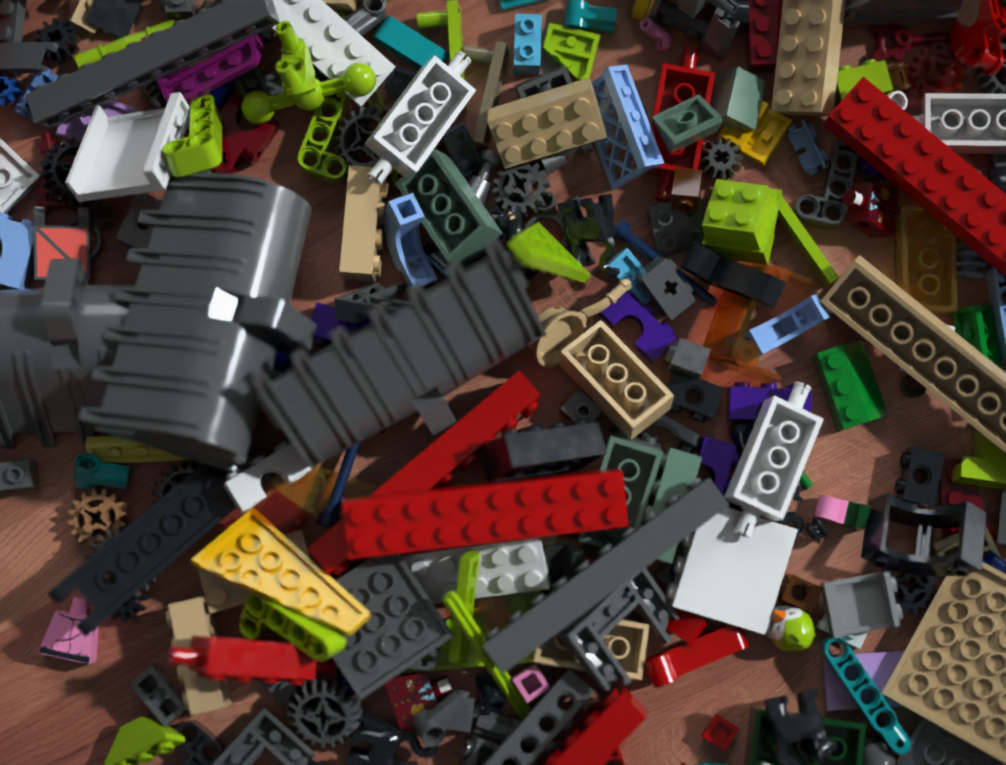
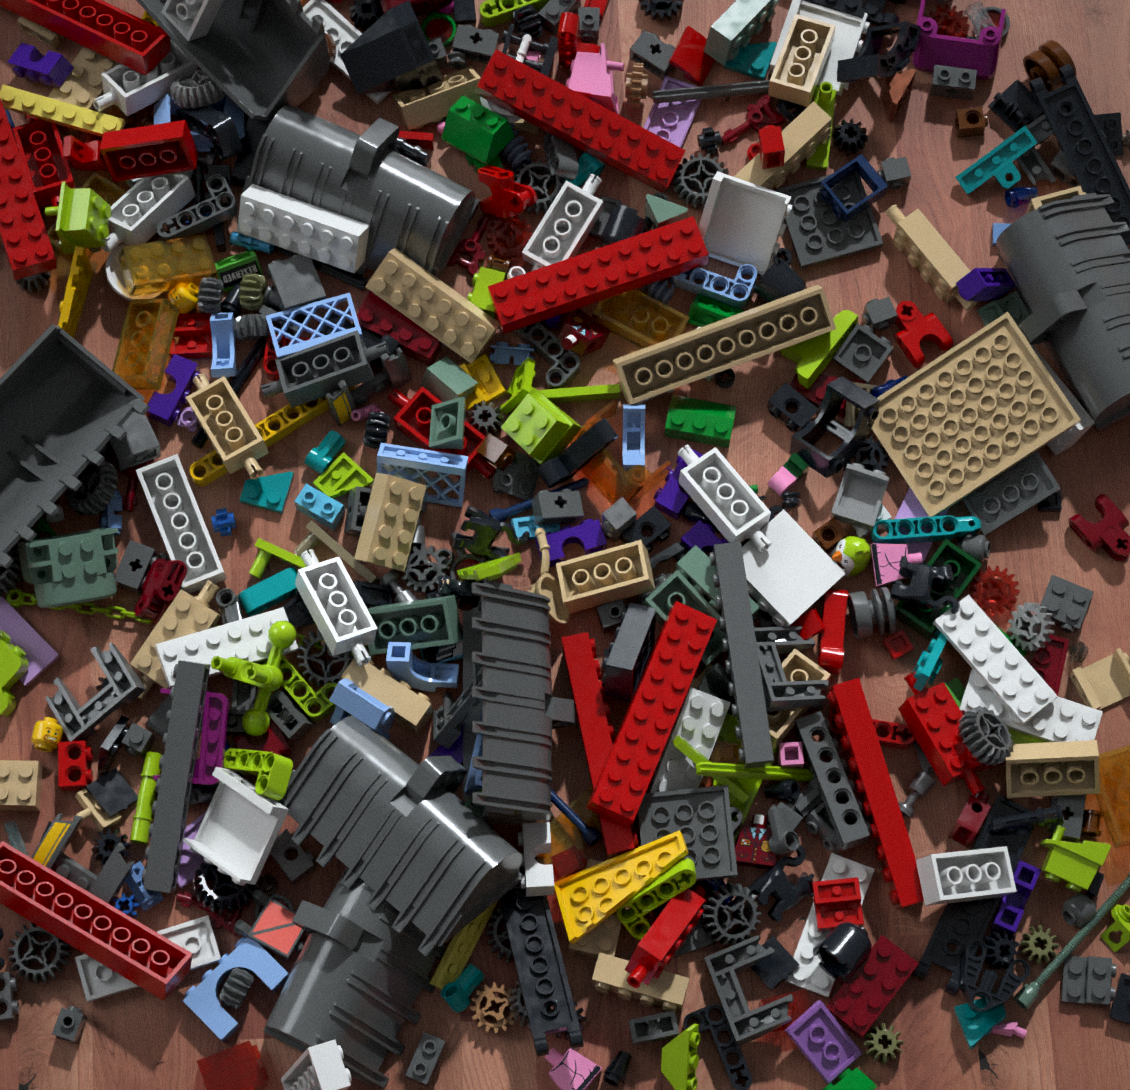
camera: 55 degrees left, 10 degrees down
(102, 679) = (617, 1069): none -> black cone
(286, 137) = (288, 715): none -> dark grey brick
(323, 182) = (358, 703): none -> light blue window
(642, 54) = (376, 429): none -> black gear
(740, 690) = (875, 612): none -> dark grey wheel
(778, 175) = (520, 385): none -> lime wing
(806, 673) = (887, 560): none -> bright pink torso

